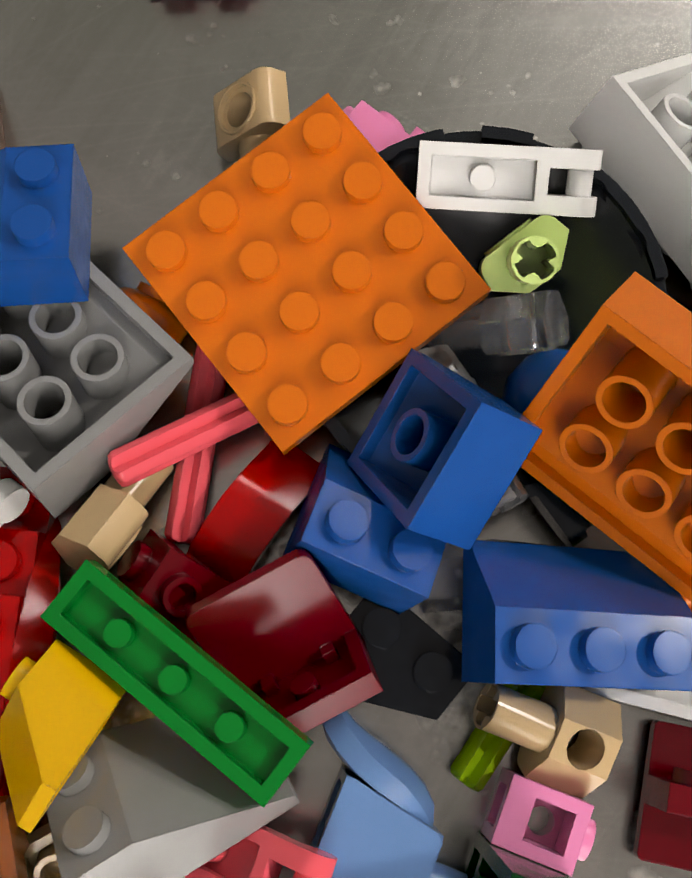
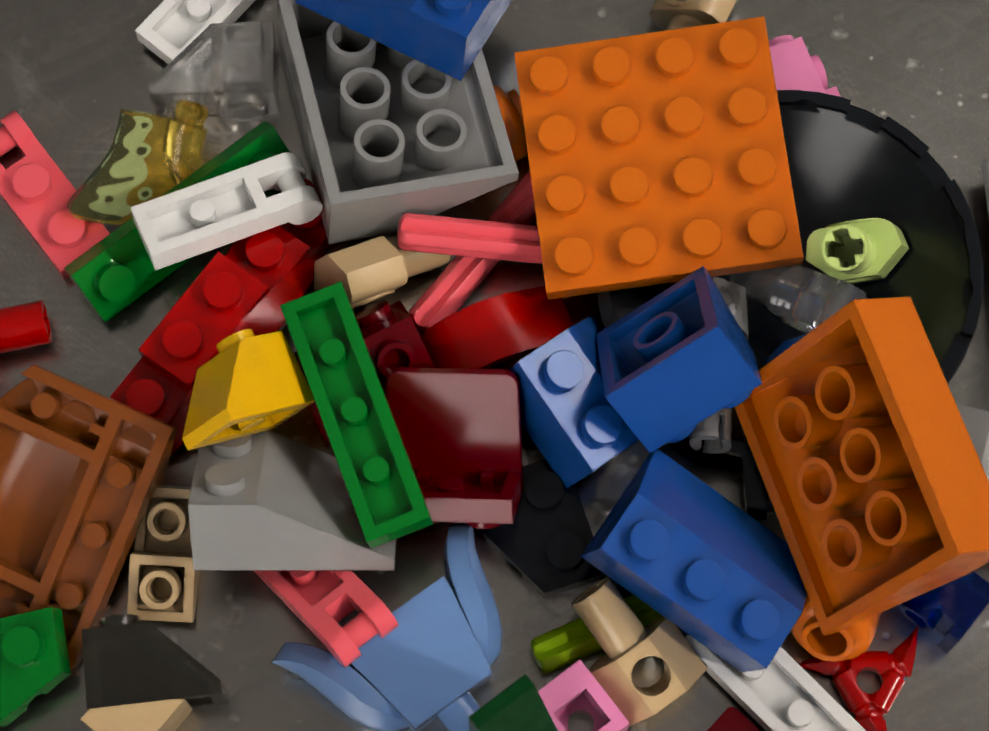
camera: 35 degrees right, 5 degrees down
(505, 178) = (875, 171): white plate -> none

